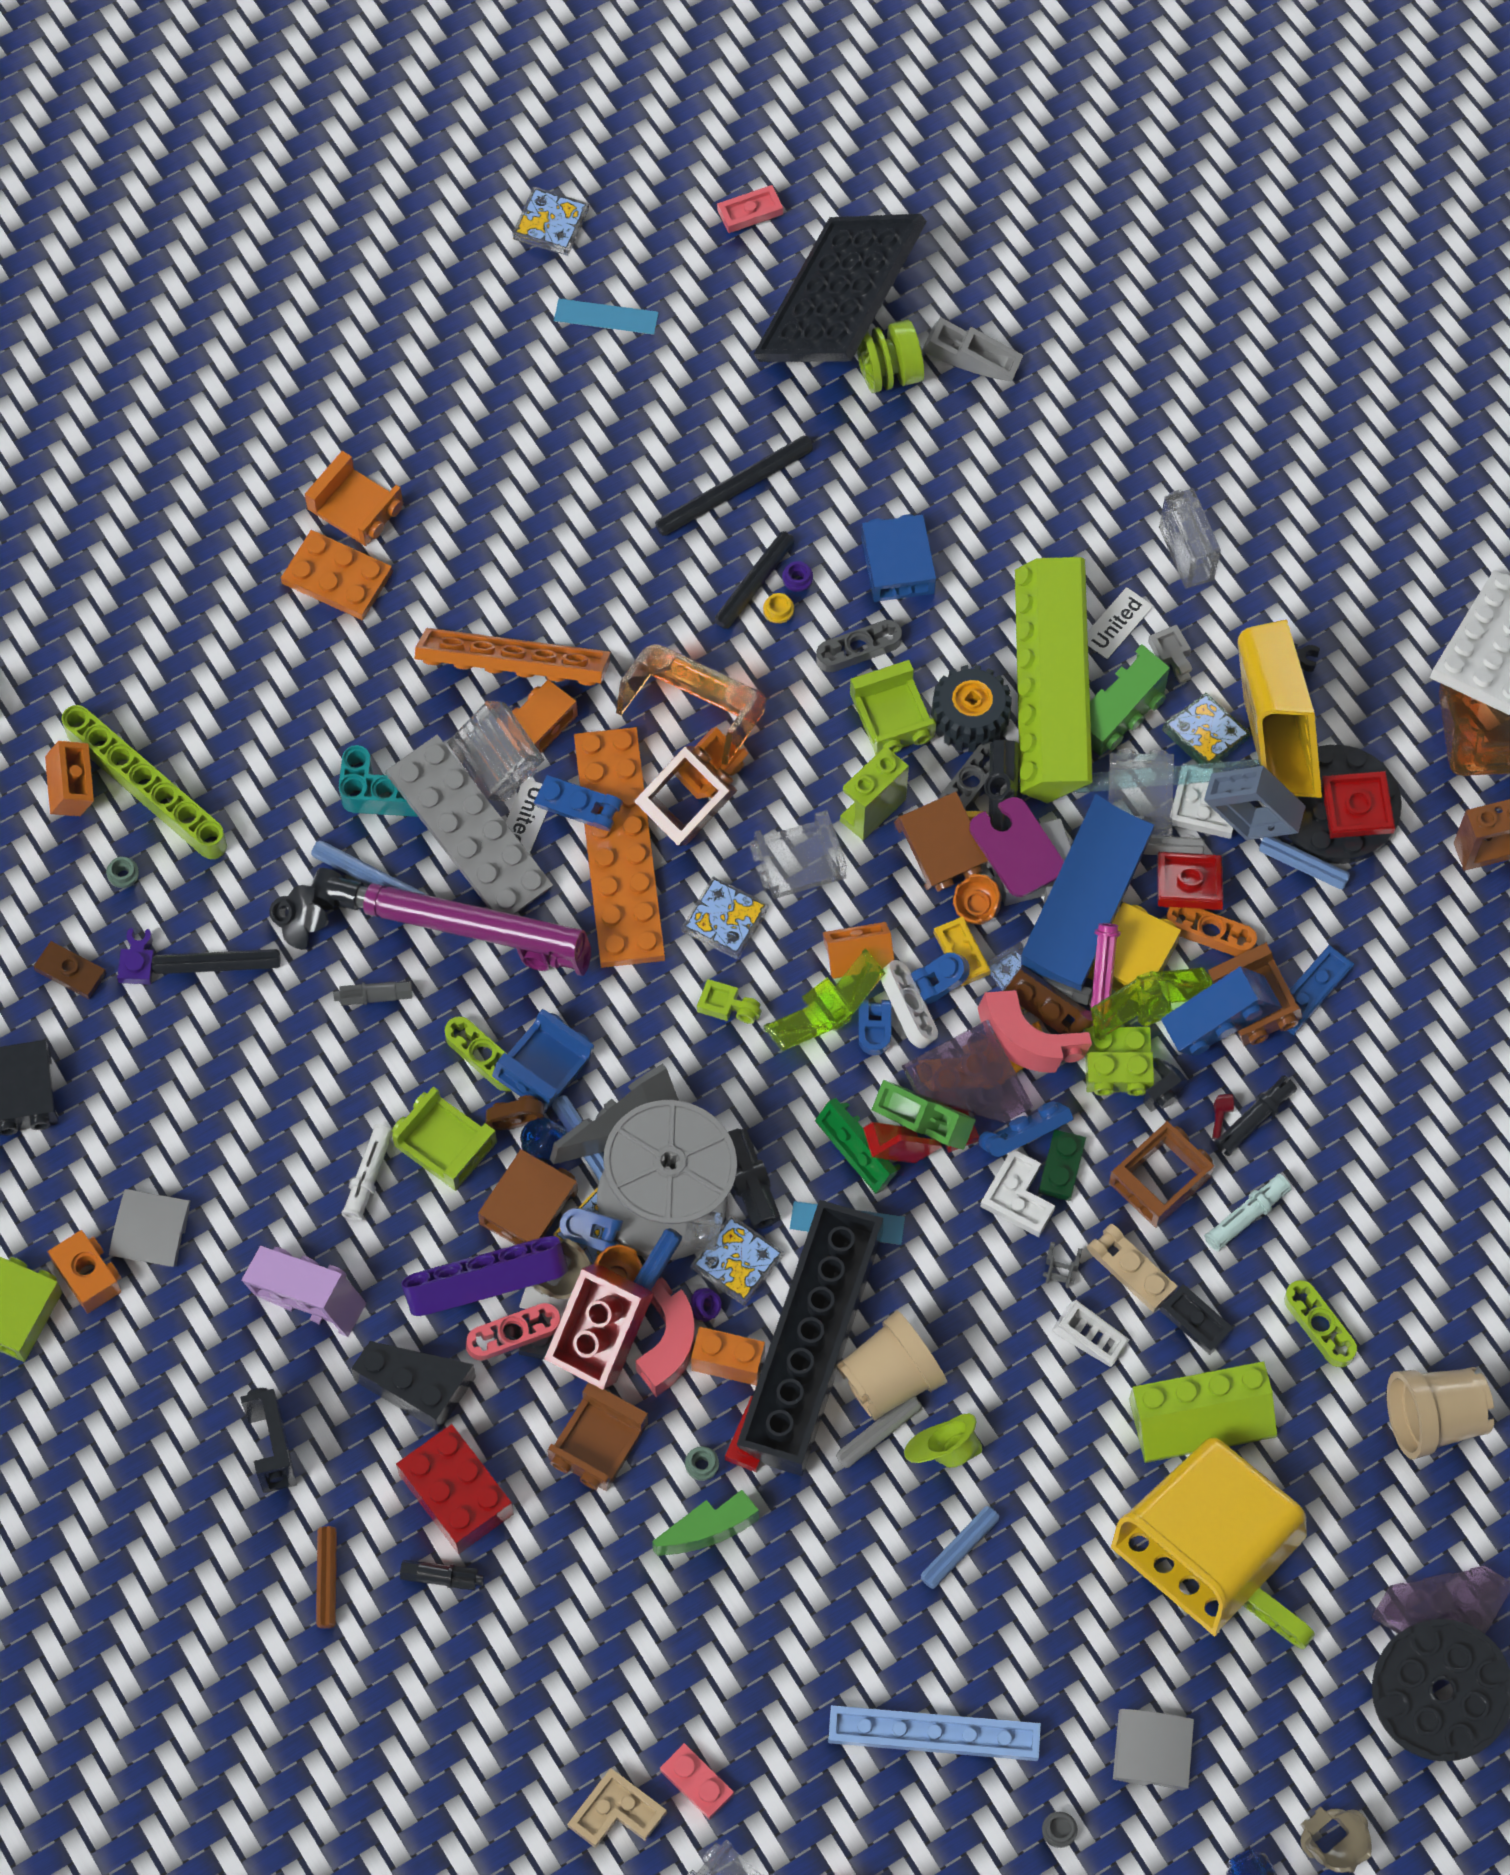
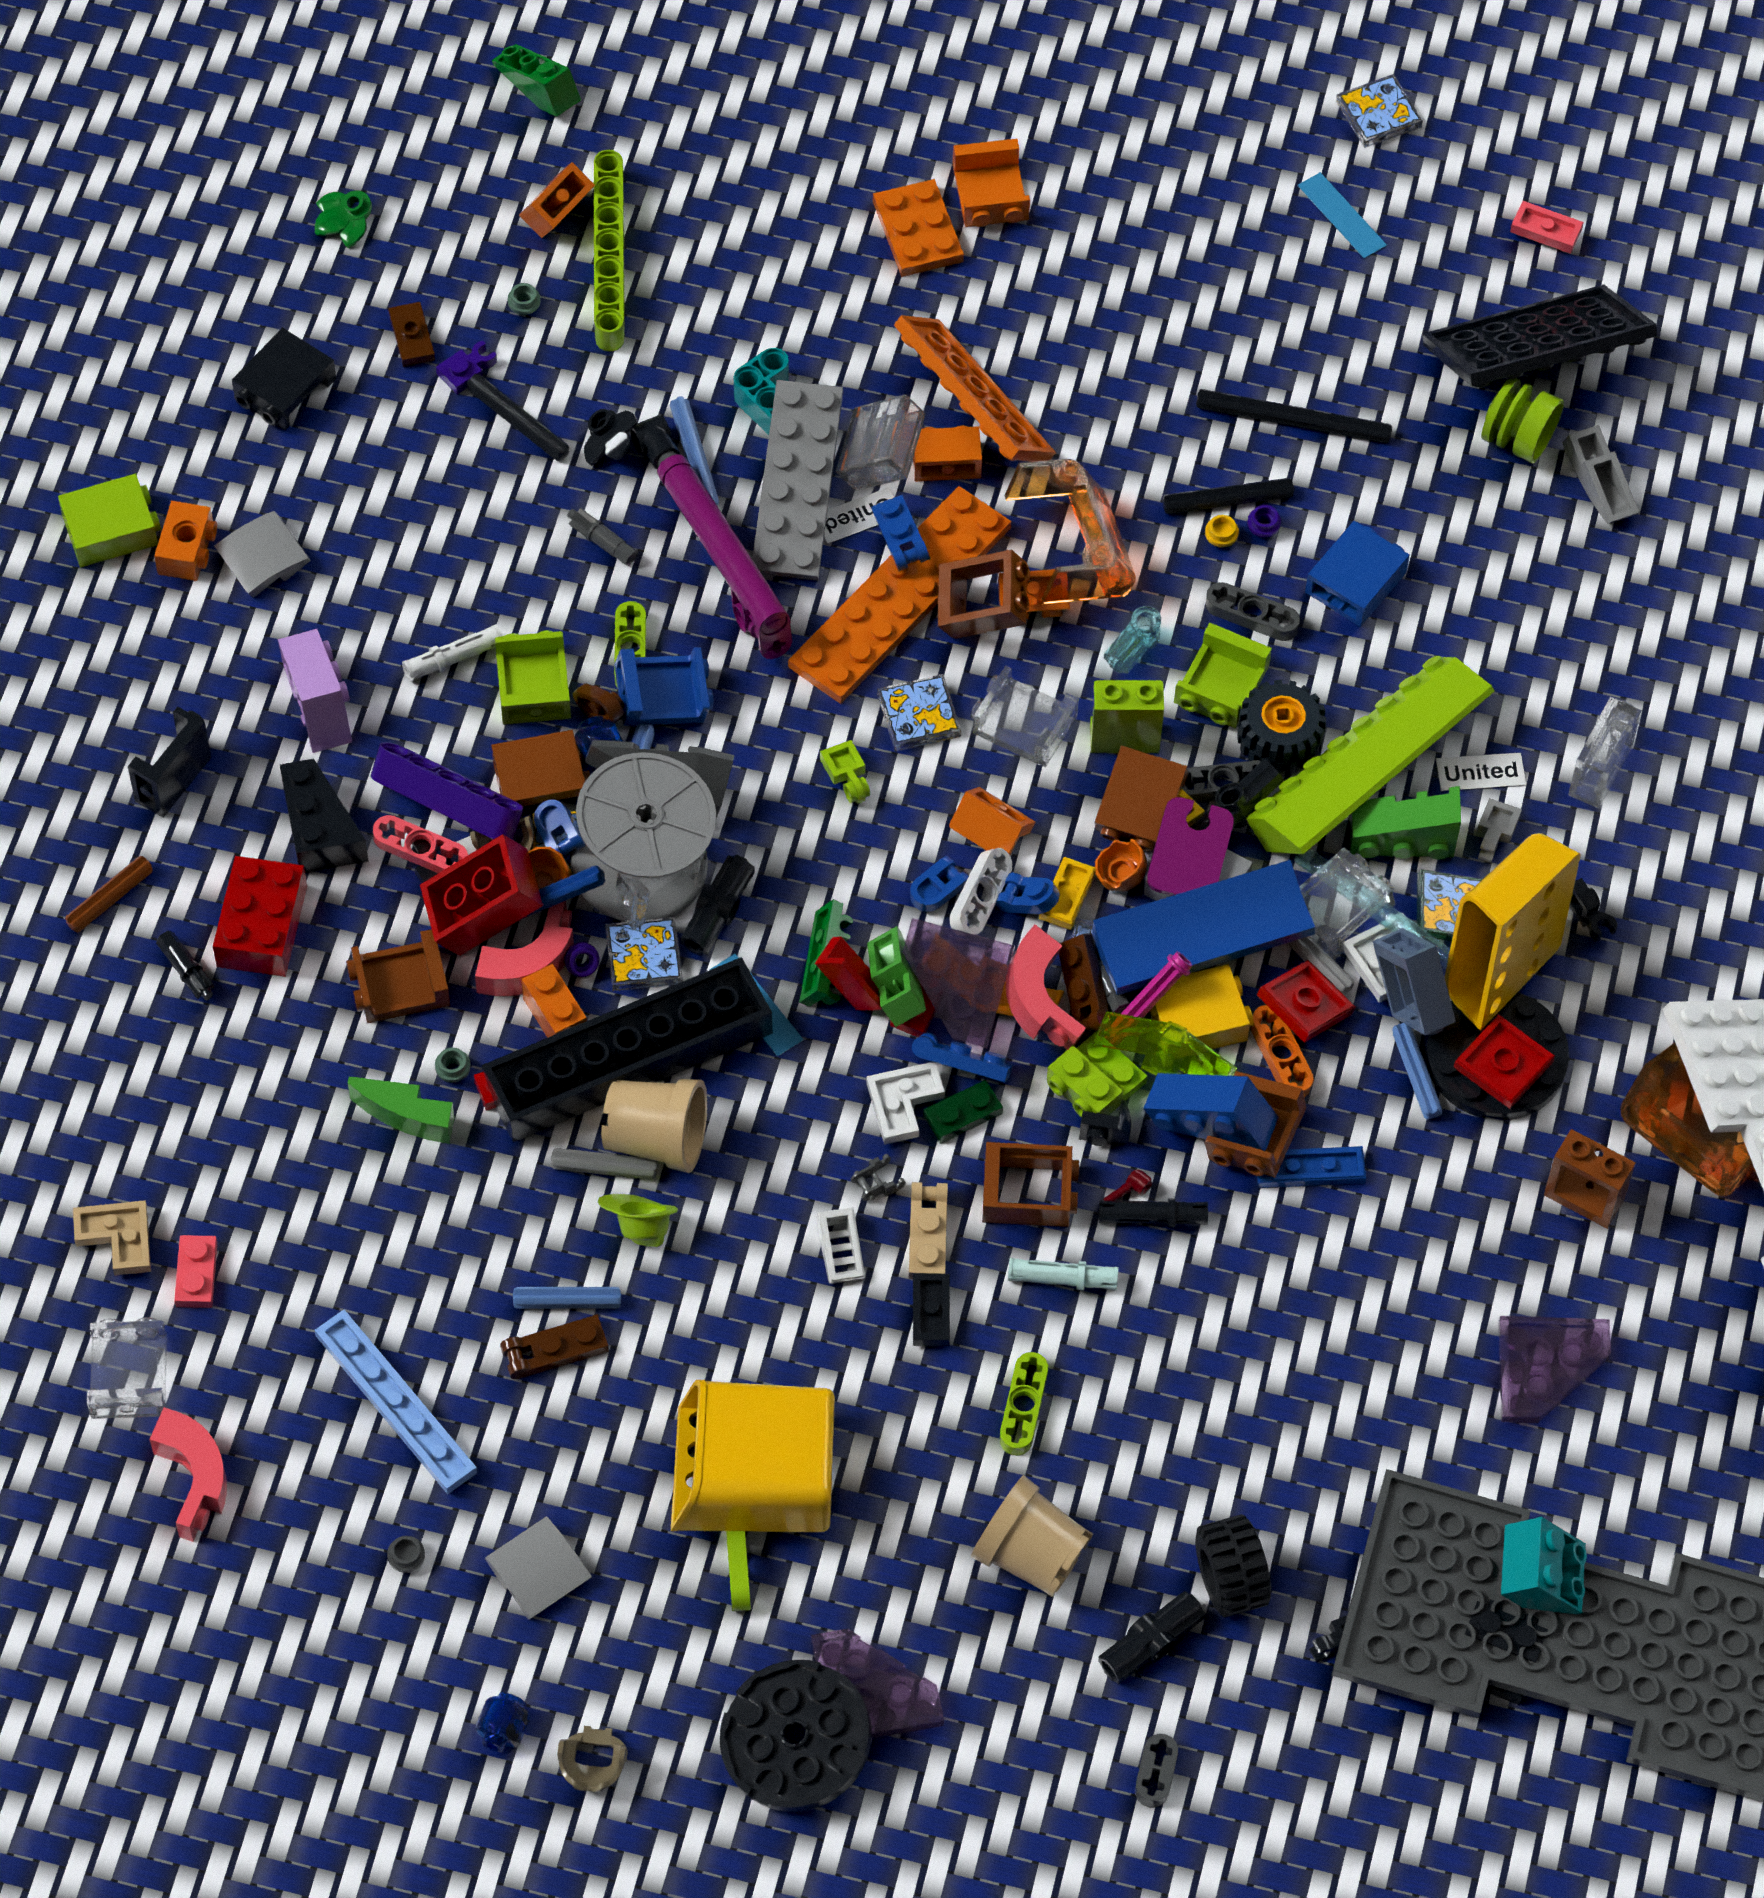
camera: 45 degrees right, 5 degrees down
(811, 736) = (1133, 640): none -> clear light blue piece
(827, 1005) = (919, 837): clear neon green plate -> none
(991, 1587) = (555, 1347): none -> reddish brown plate
(1186, 1411) = (869, 1380): lime slope -> none

